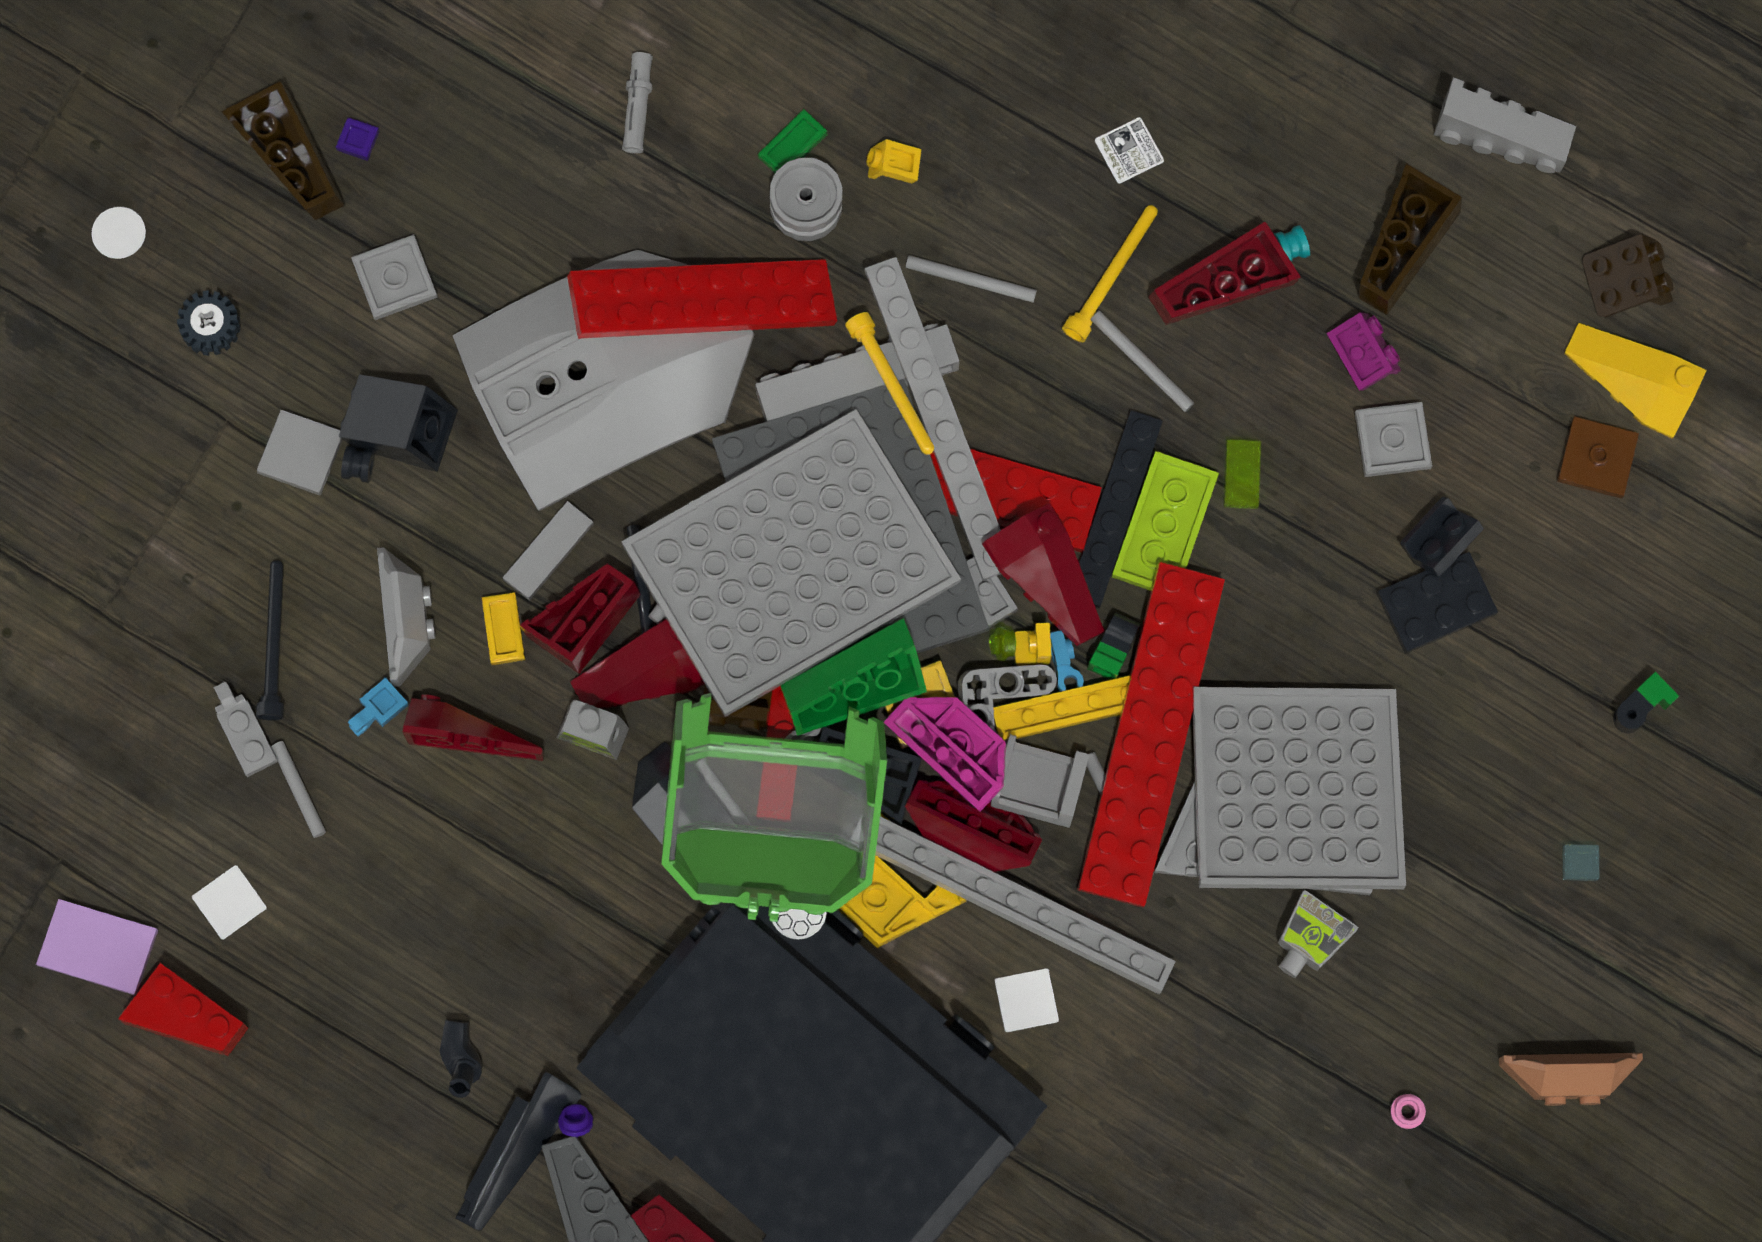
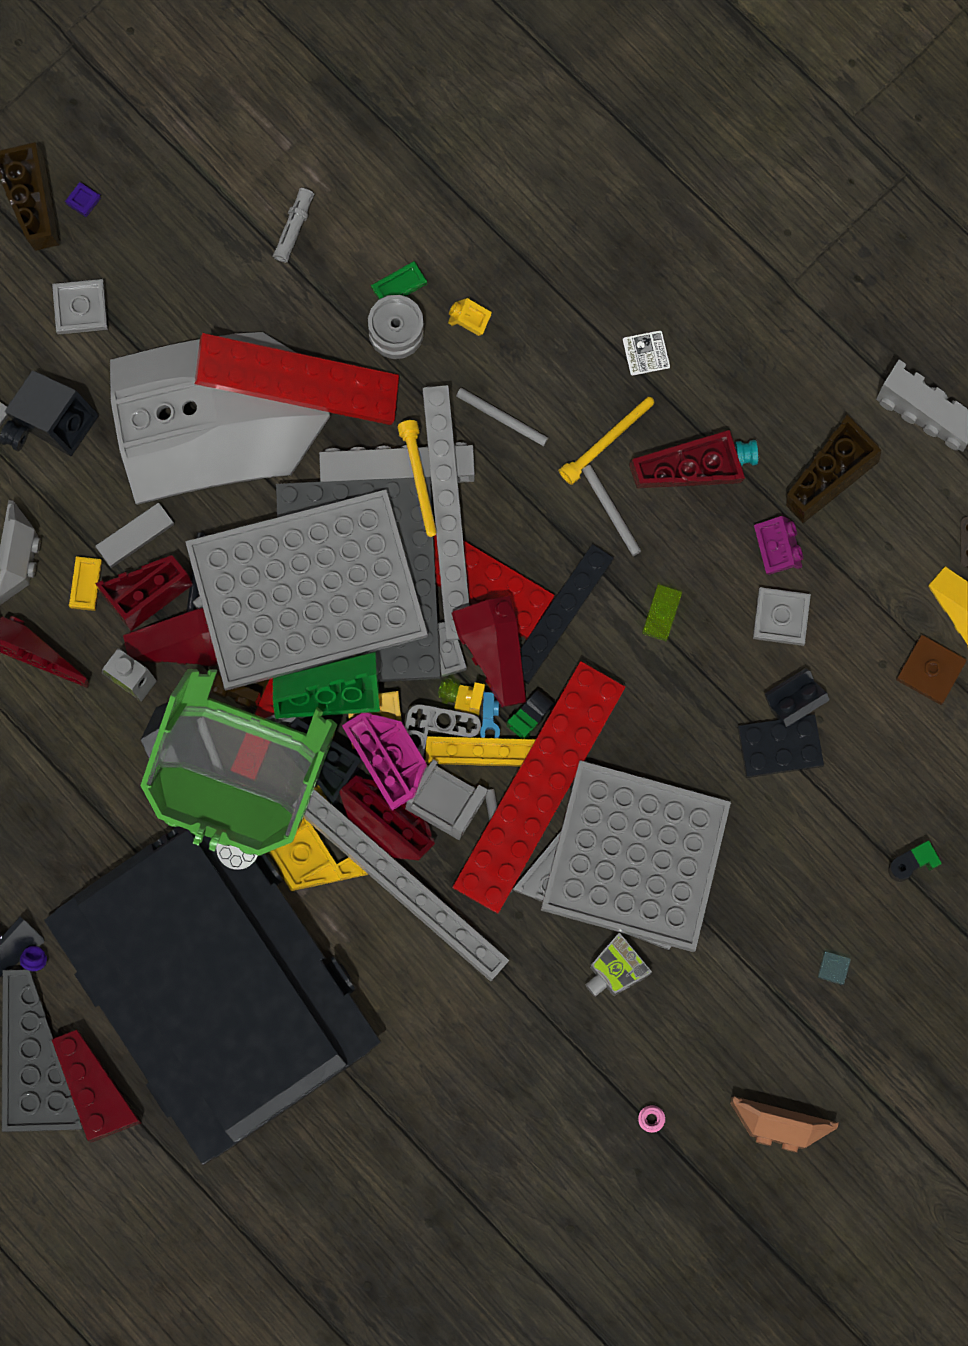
camera: 15 degrees right, 0 degrees up
(1026, 1000) = (392, 959): white sticker -> none
(1165, 519) = (594, 631): lime plate -> none

